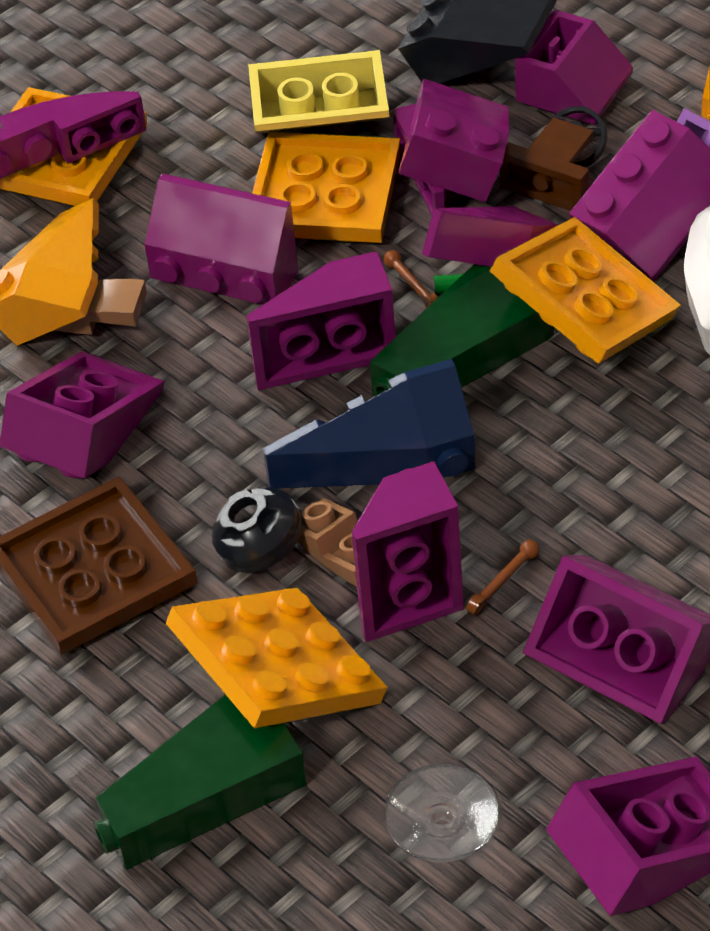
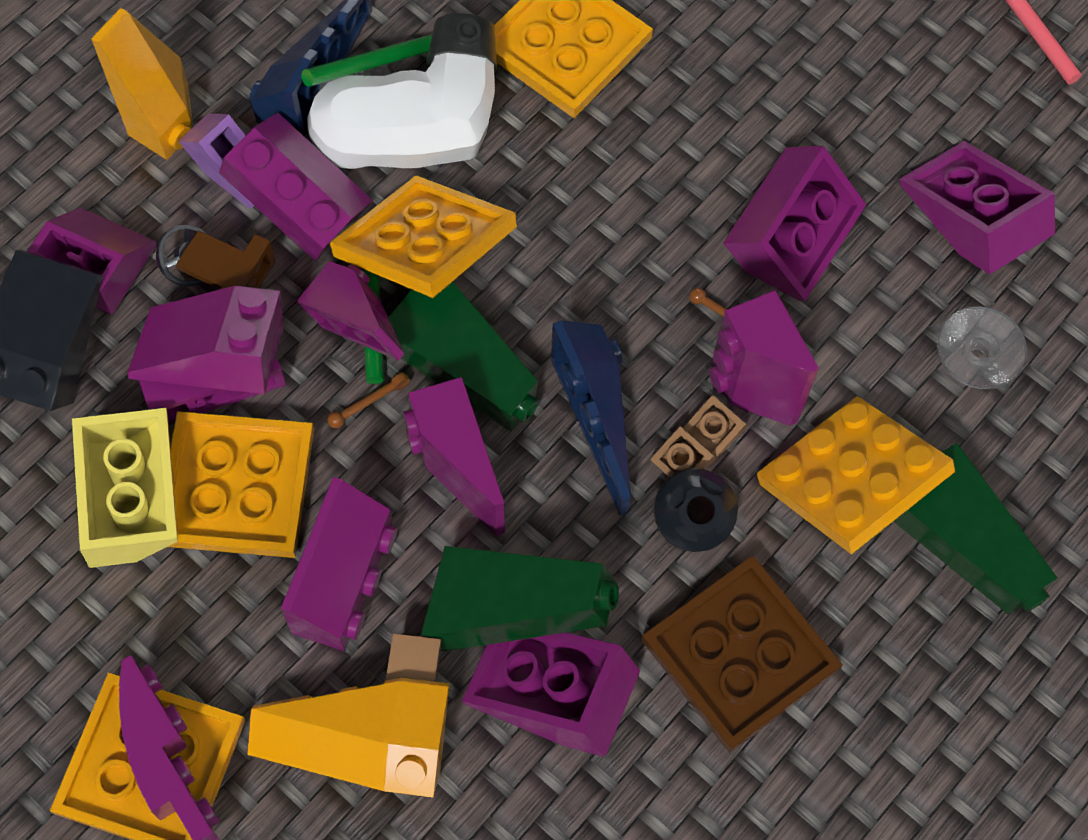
camera: 100 degrees left, 20 degrees up
(170, 363) = (513, 597): none -> dark green slope

